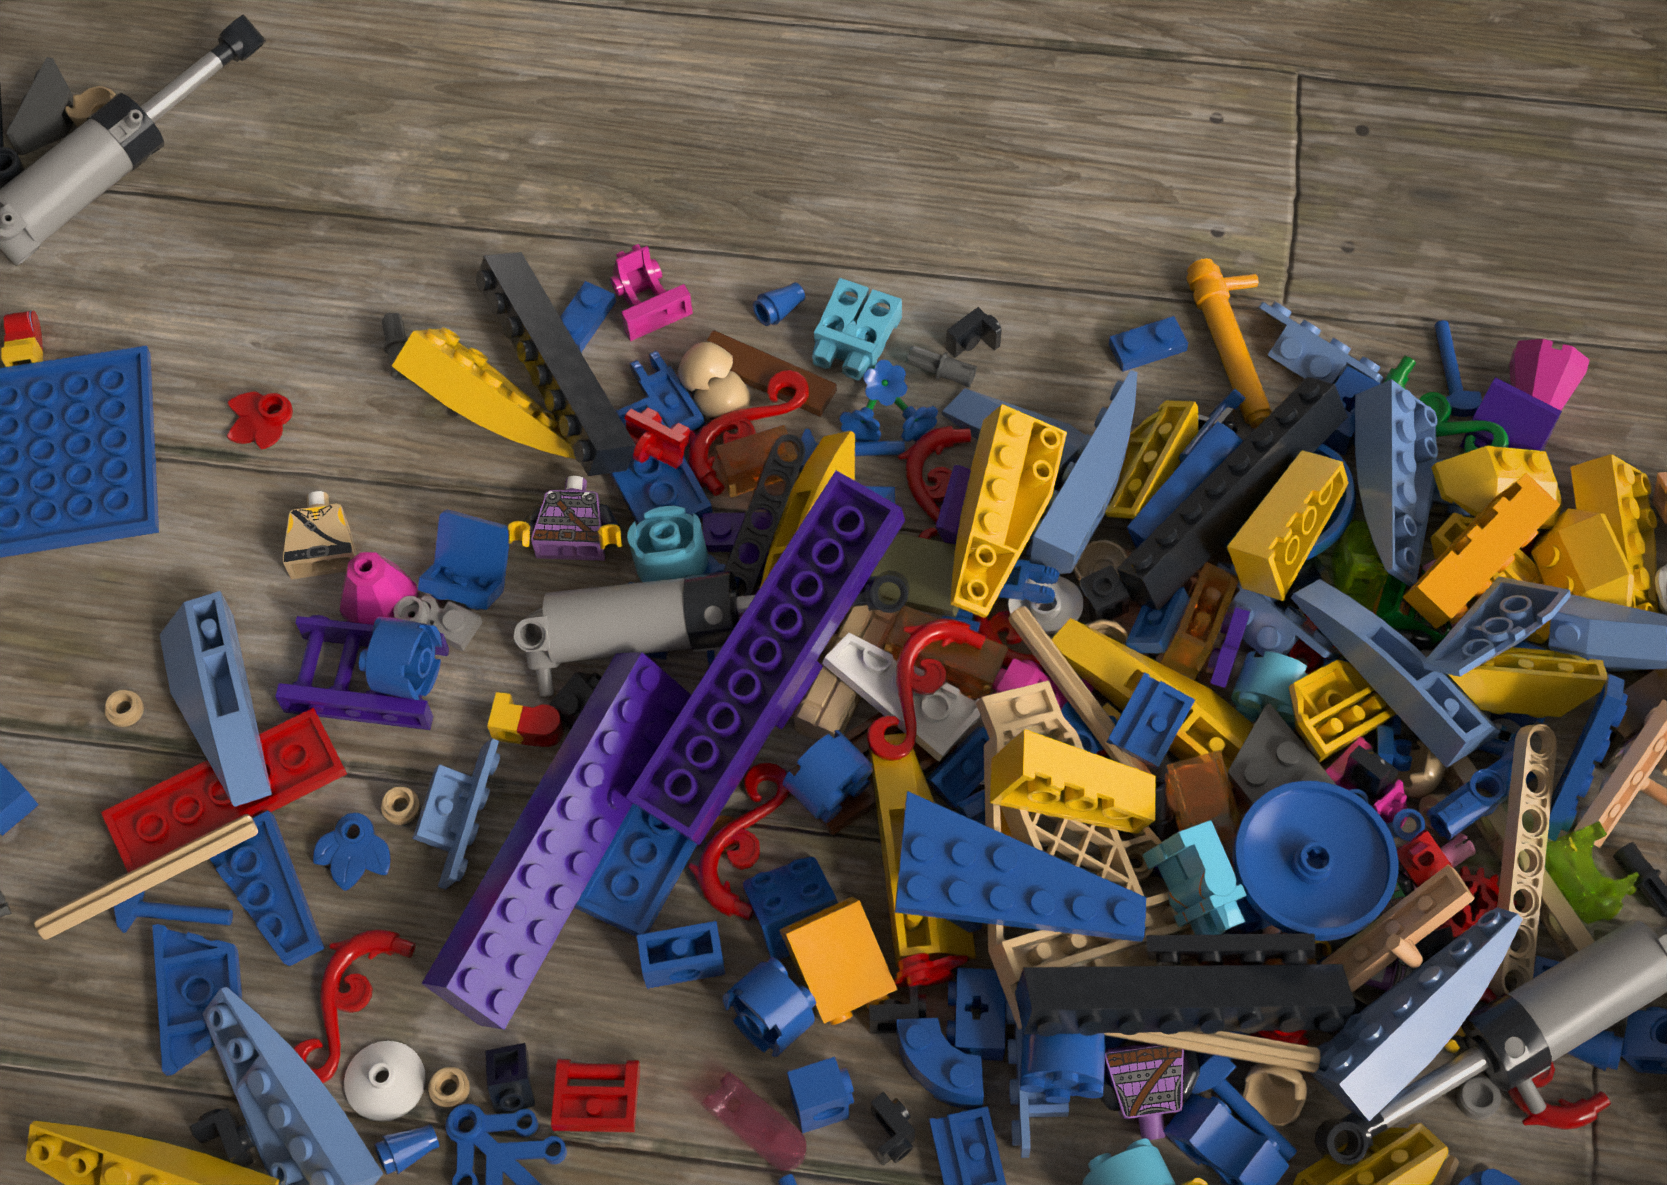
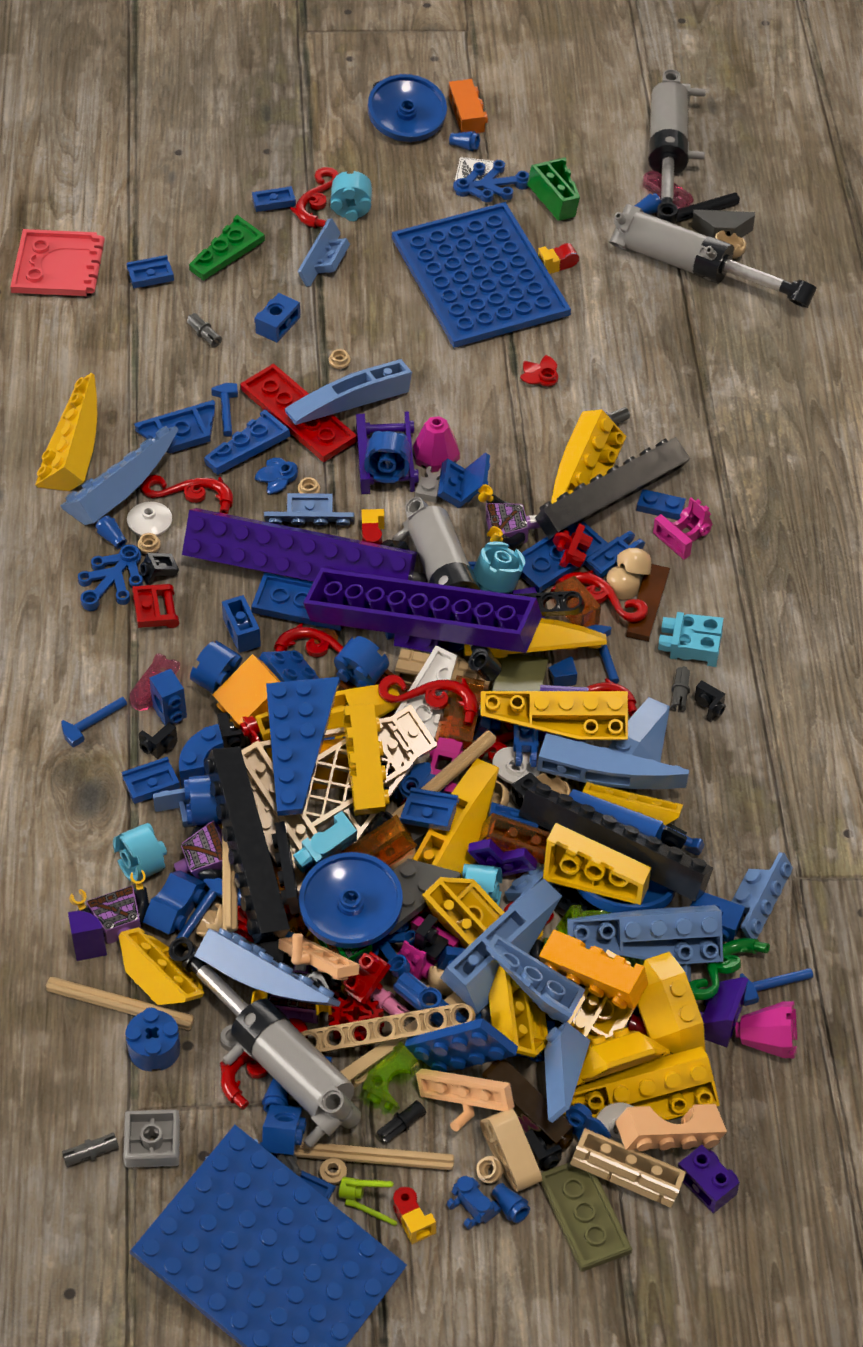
camera: 75 degrees right, 10 degrees down
(146, 876) = (240, 390): tan axle -> none
(235, 1138) = (104, 459): black bracket -> none
(317, 539) = (466, 414): tan torso -> none
(410, 605) = (426, 462): light grey plate -> none
(778, 303) = (700, 596): blue cone -> none
(887, 386) = (642, 648): blue plant -> none
(1148, 343) = (737, 801): blue plate -> none
(1212, 297) = (784, 830): light orange cylinder -> none

